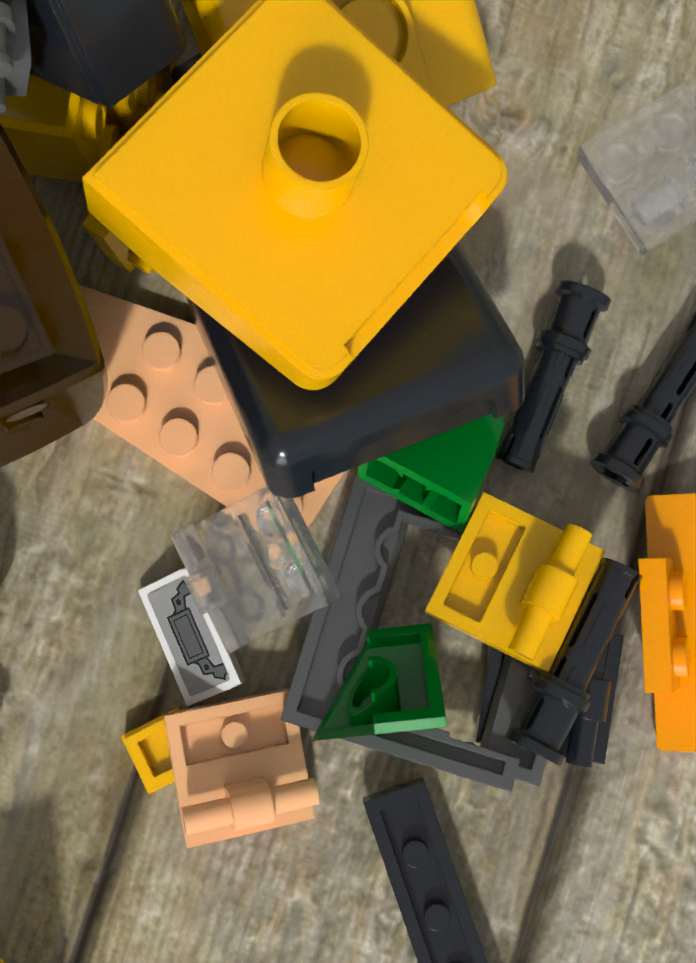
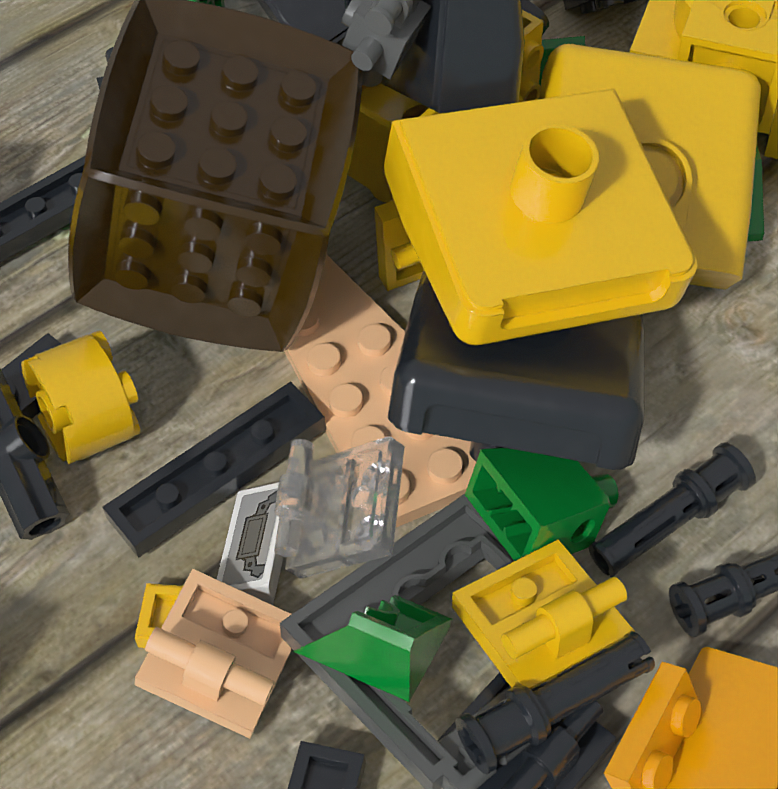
camera: 30 degrees right, 30 degrees down
(101, 584) = (213, 469): none -> black plate

